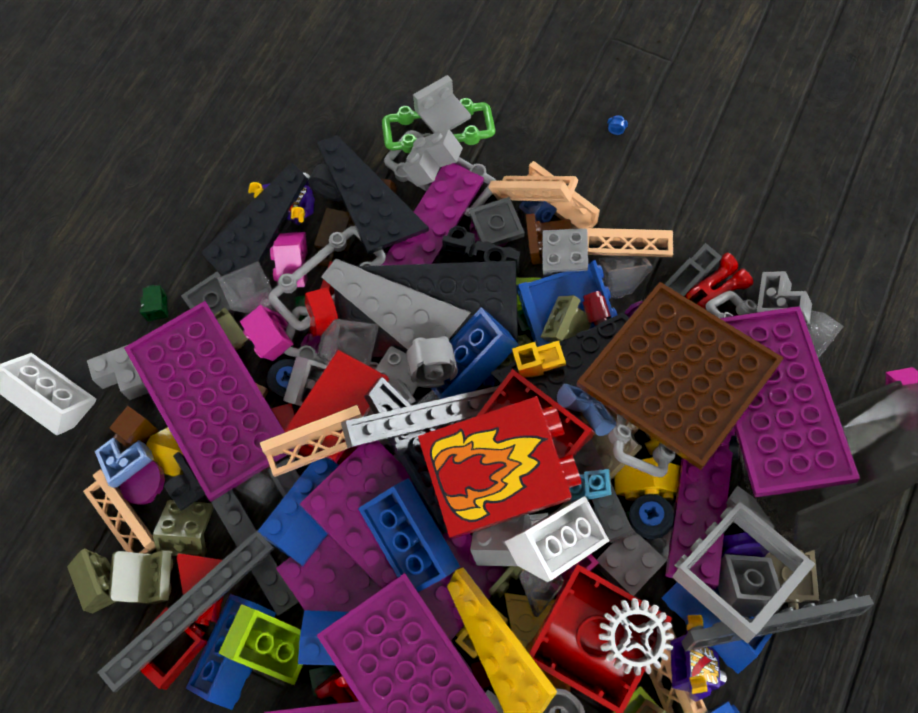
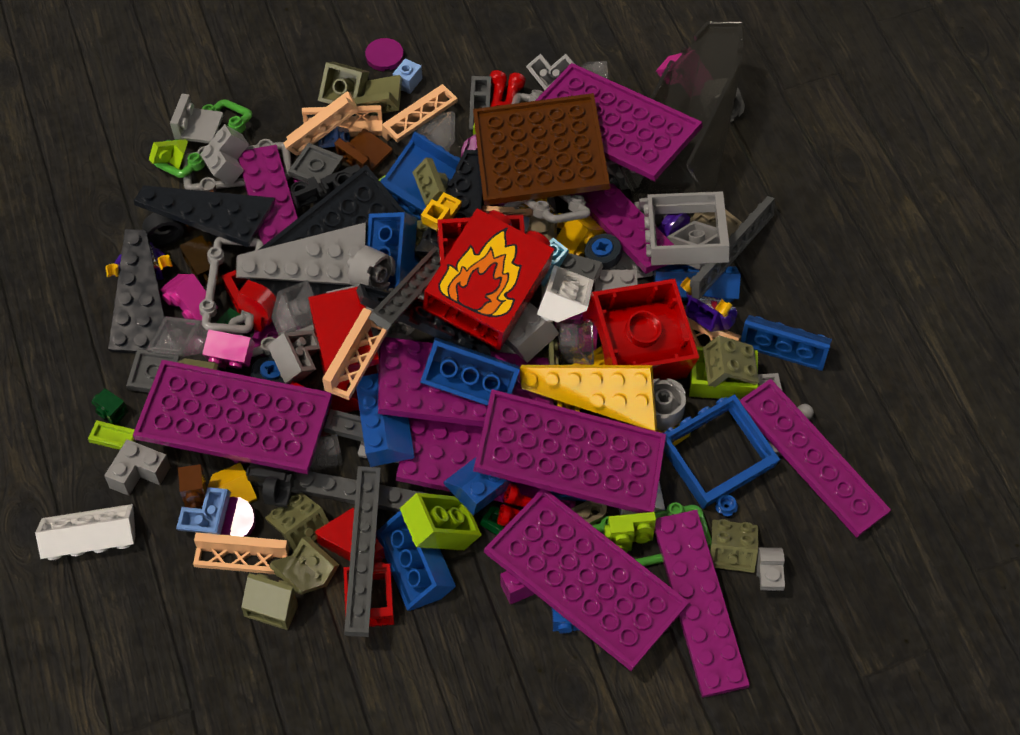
camera: 50 degrees left, 10 degrees down
(134, 324) = (110, 435): none -> lime tile
(399, 119) = (168, 151): none -> lime slope
(565, 251) = (385, 145): light grey bracket -> none
(592, 164) = (340, 79): none -> olive slope
(595, 307) = (444, 162): dark red brick -> none
(613, 199) = (382, 92): none -> olive bracket
(617, 125) = (333, 49): blue plate -> none
(646, 628) = (654, 306): white gear -> none
(653, 198) = (410, 73): none -> light blue brick
(656, 162) = (384, 54): none -> magenta tile

